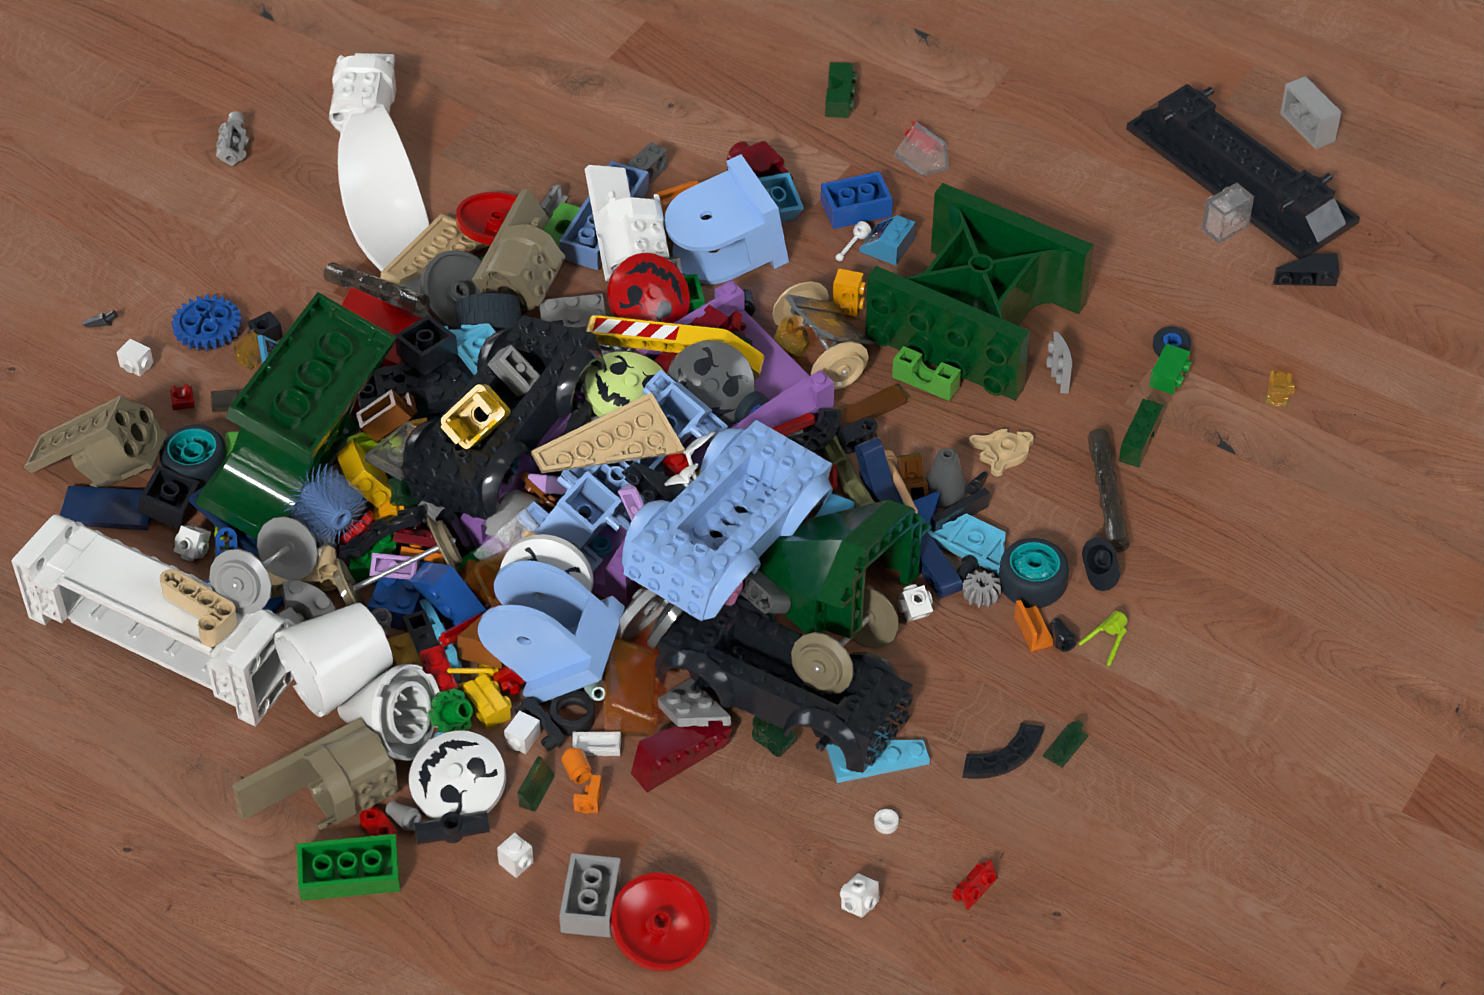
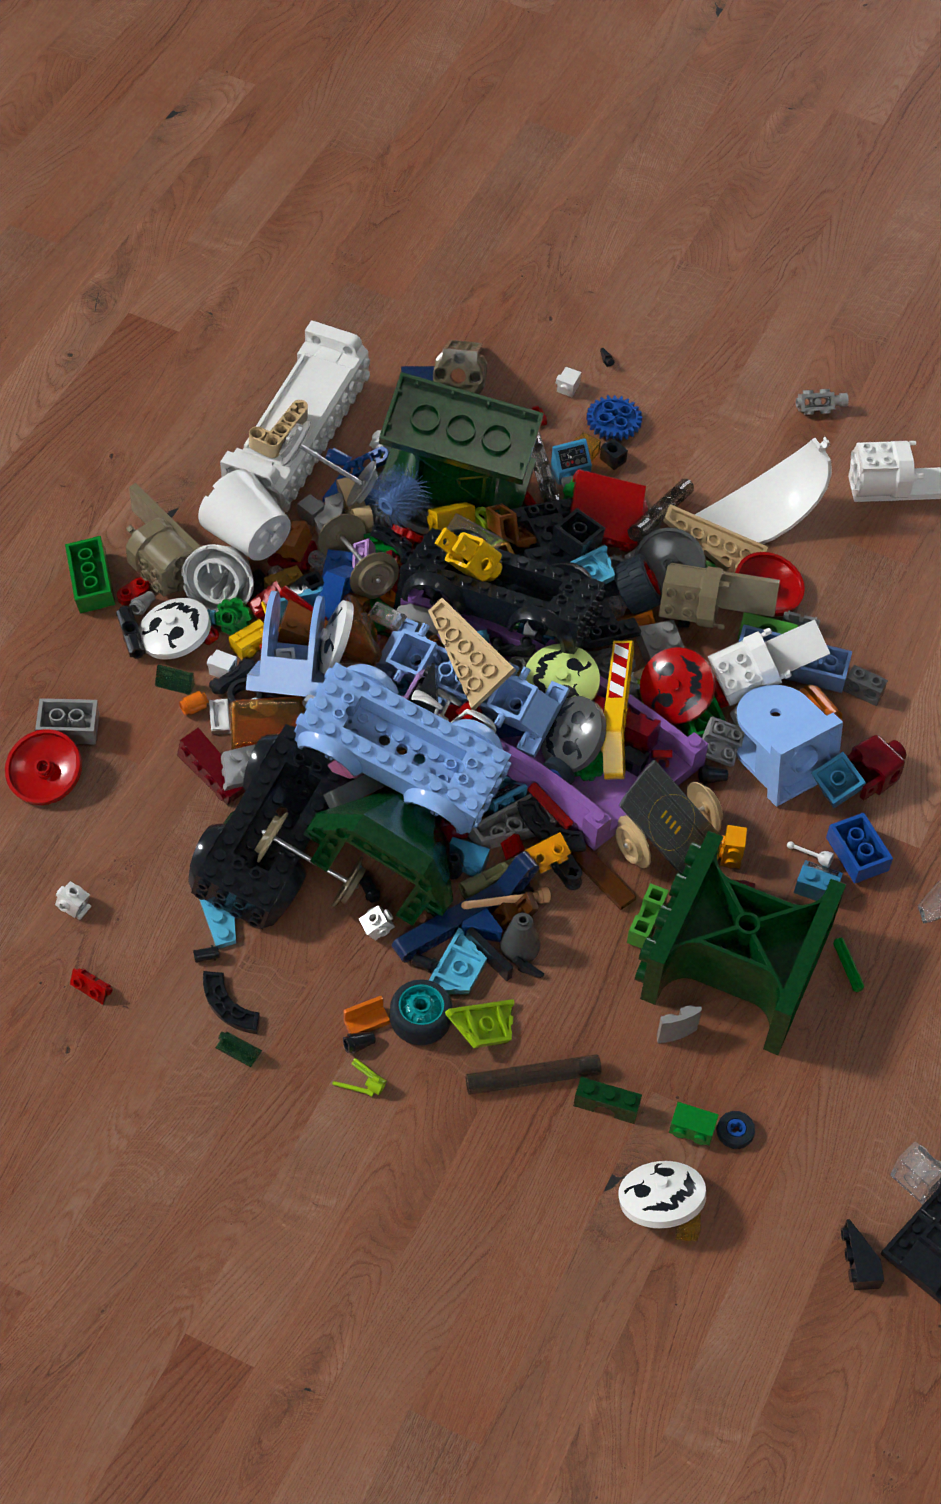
camera: 80 degrees right, 5 degrees up
(513, 370) = (534, 578): light grey brick -> none
(515, 855) = (105, 673): white brick -> none
(589, 801) = (164, 717): orange bracket -> none
(705, 279) = (722, 741): none -> light grey slope
(845, 433) = (549, 851): none -> light orange brick
(886, 821) = (153, 919): white tile -> none
(940, 765) = (206, 954): none -> black pin
(981, 588) = (395, 971): light grey gear -> none
(1002, 449) = (574, 989): tan tile -> none
(1049, 520) = (484, 1023): none -> lime wing
(1101, 563) = (443, 1071): black piece -> none
(1250, 399) = (662, 1194): none -> white dish

